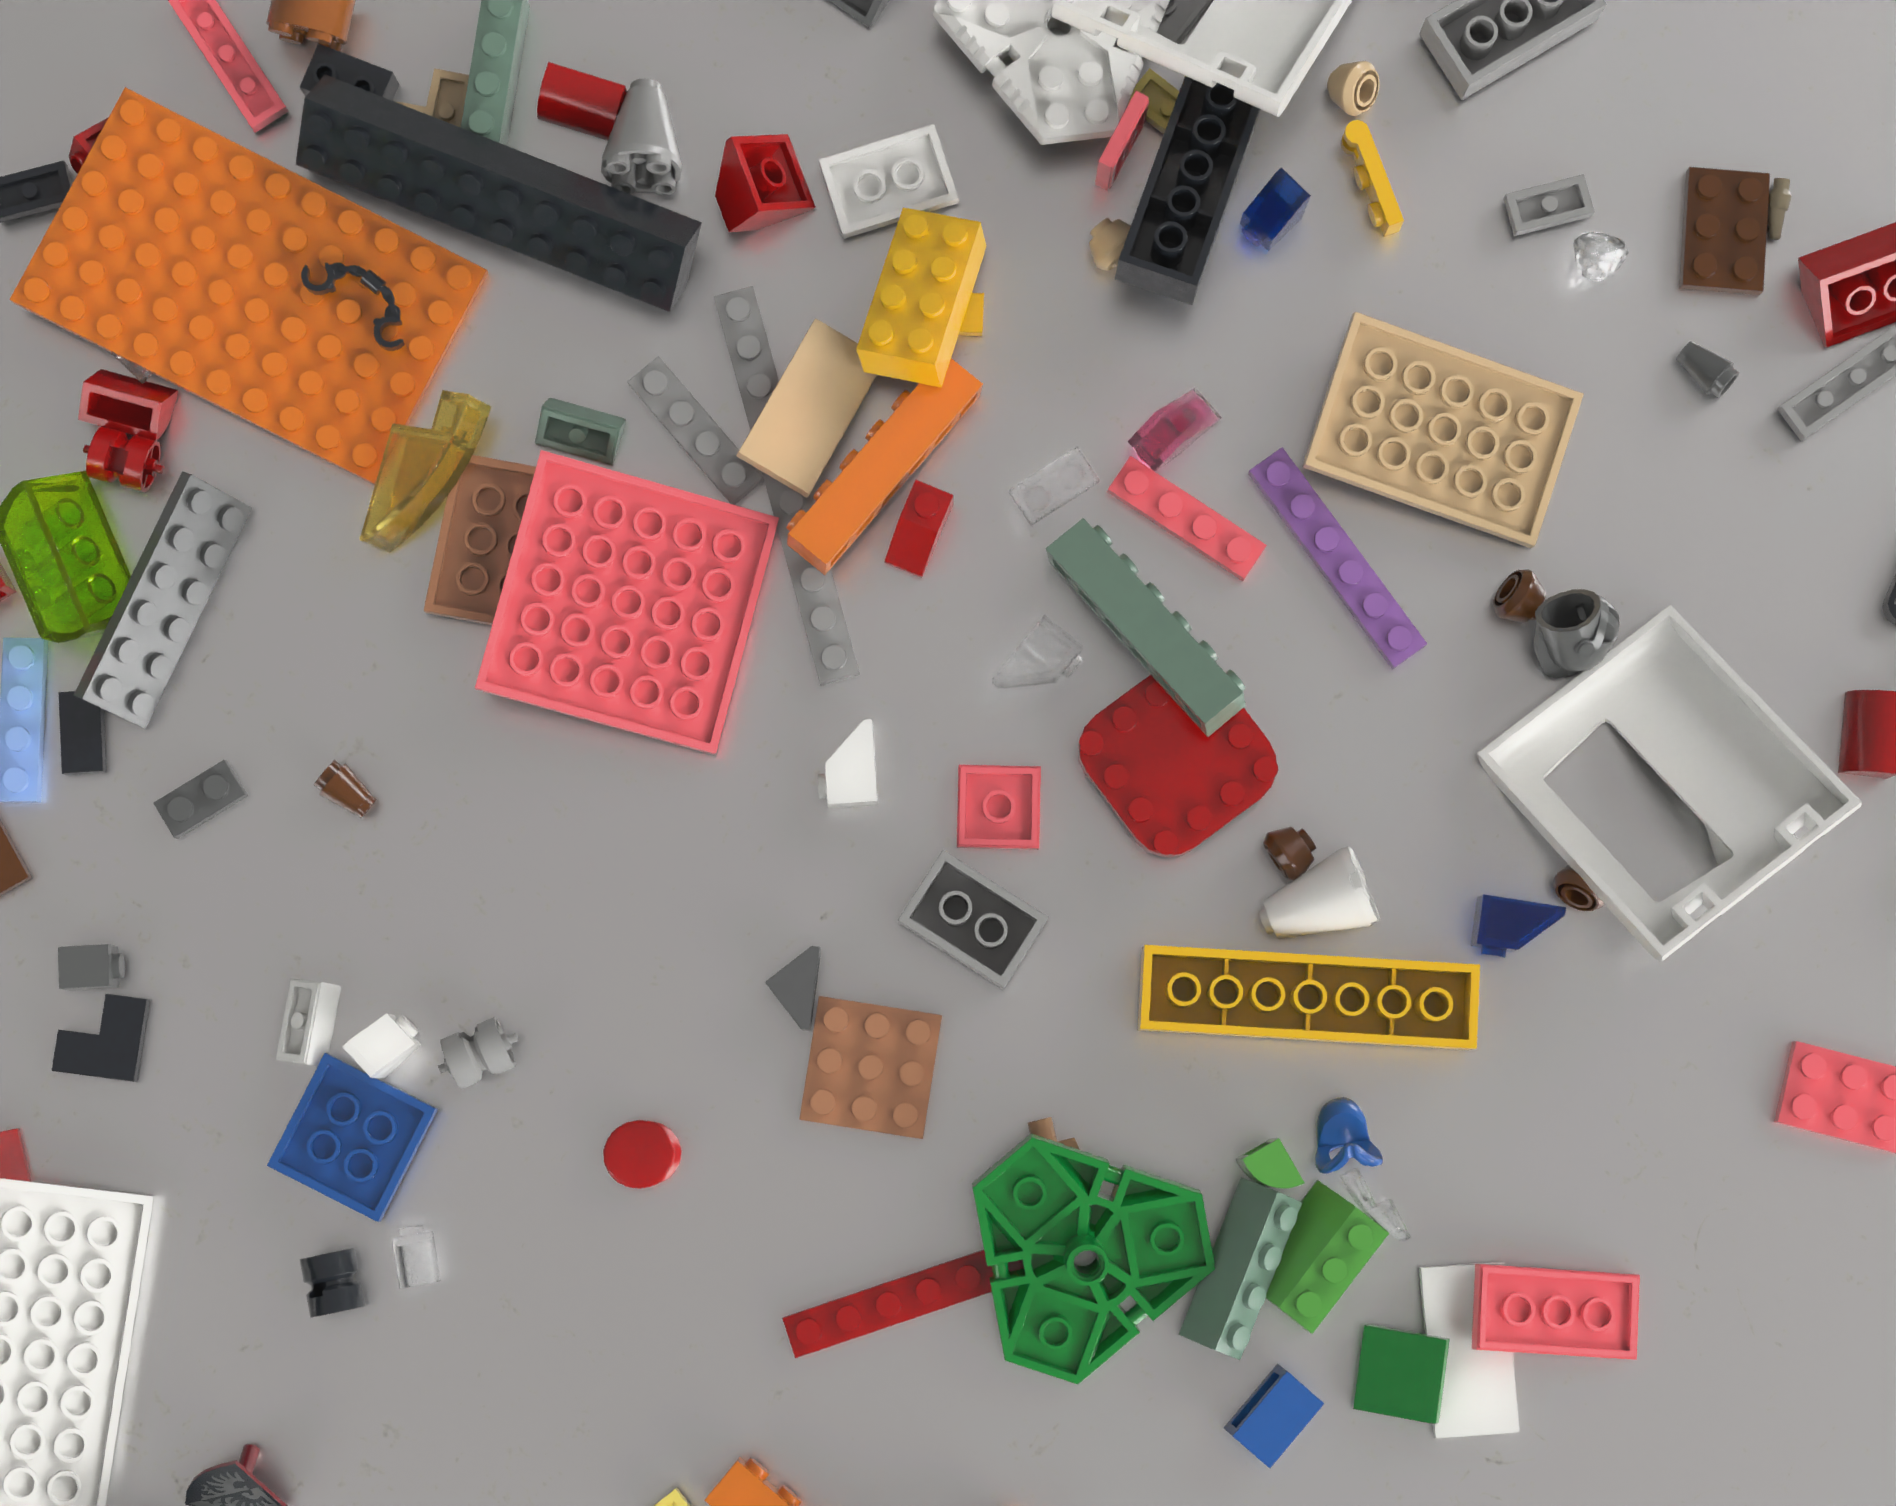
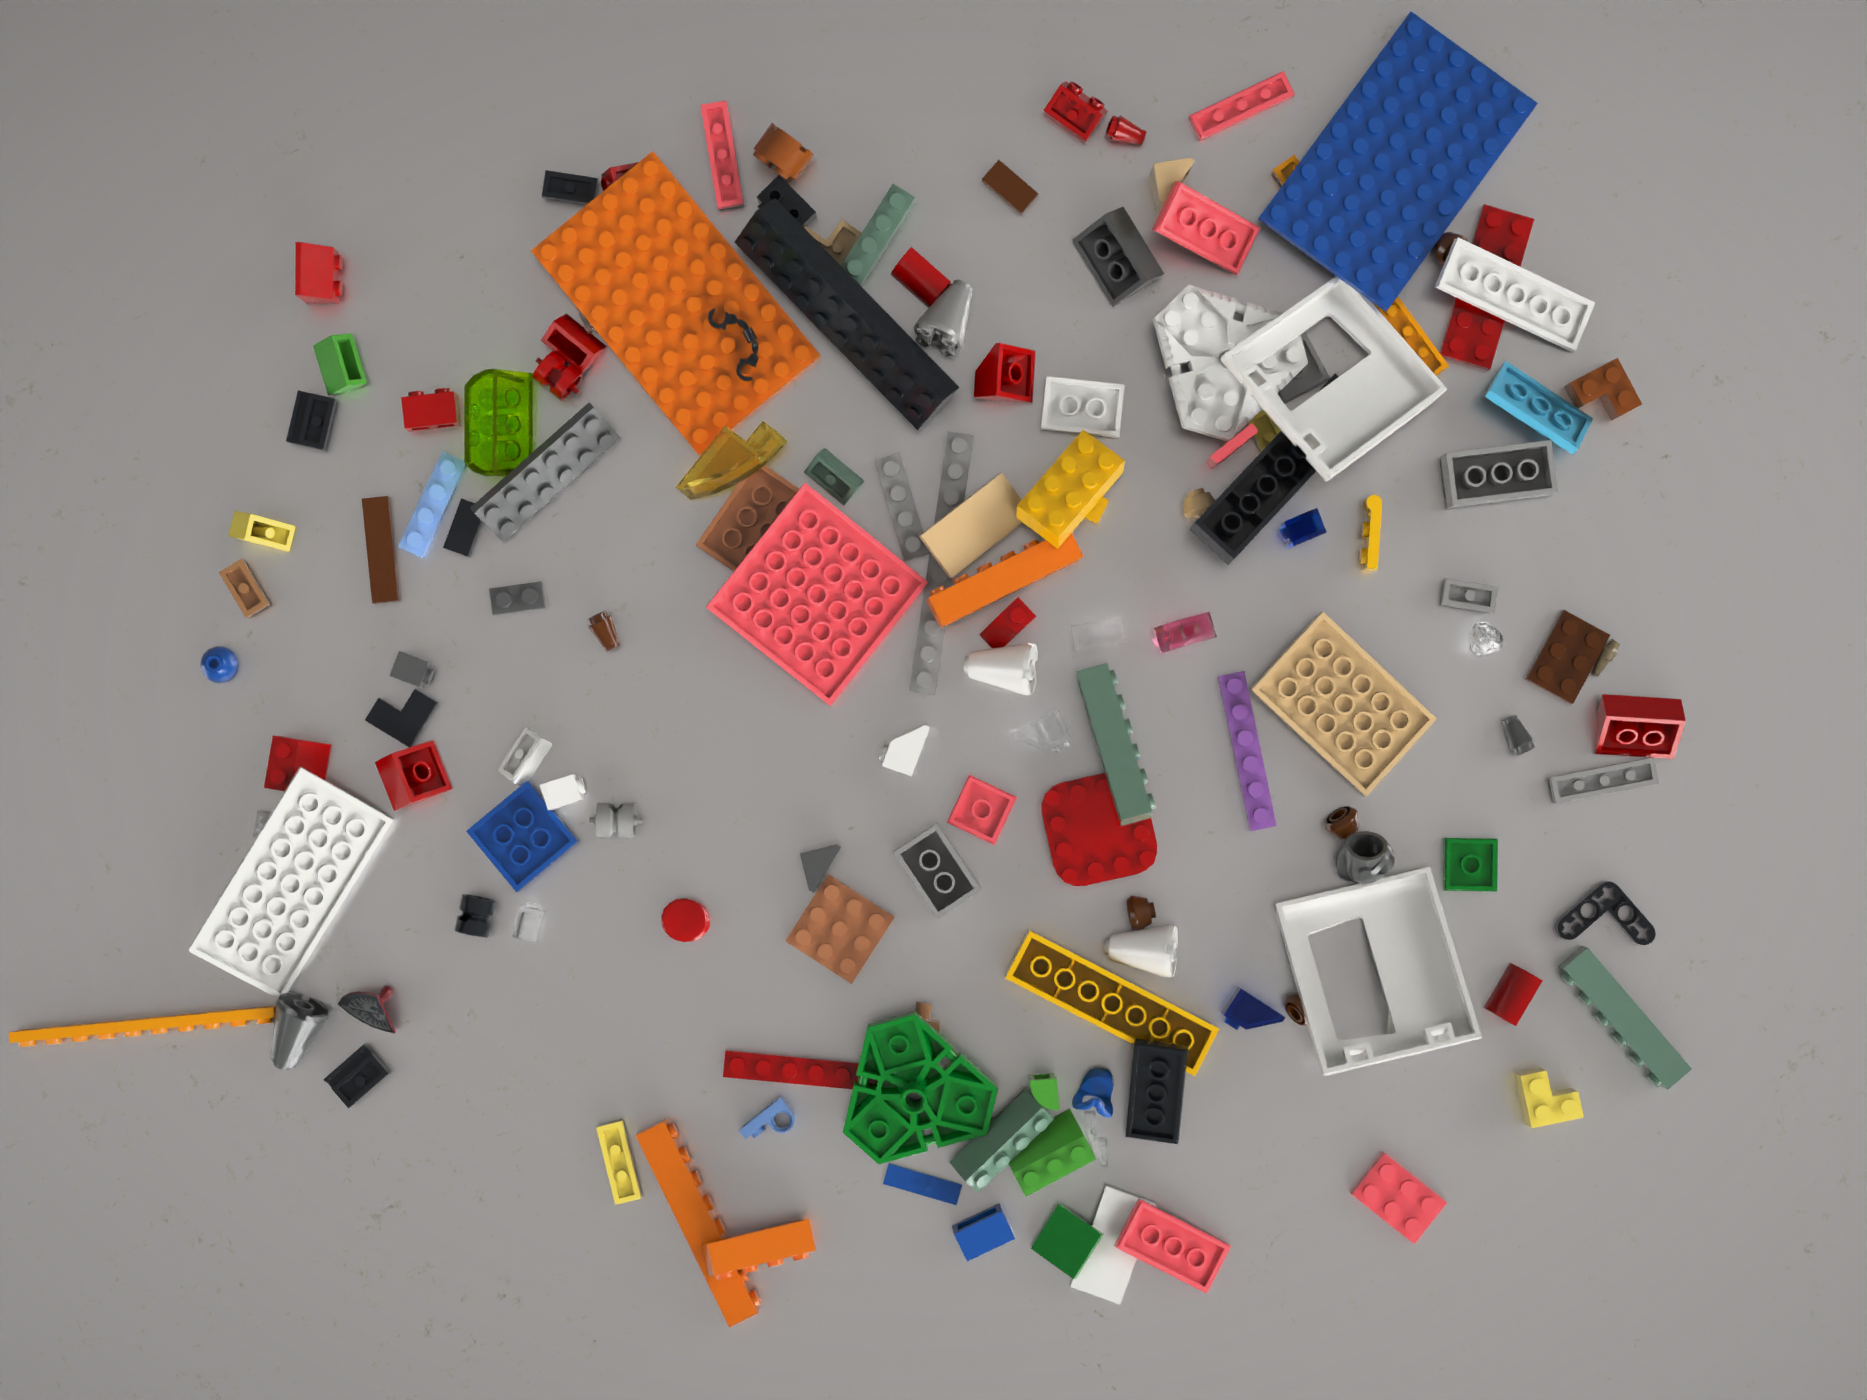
camera: 20 degrees right, 5 degrees up
(155, 1118) = (413, 775): none -> red slope
(874, 1408) = (756, 1124): none -> medium blue plate
(941, 588) = (1005, 667): none -> white cone
(1154, 1386) = (922, 1184): none -> blue piece
(1186, 518) = (1168, 688): coral plate -> none
(1354, 87) = (1385, 473): tan cone -> none
(1431, 1095) = (1156, 1091): none -> black tile
(1725, 578) = (1470, 864): none -> green tile

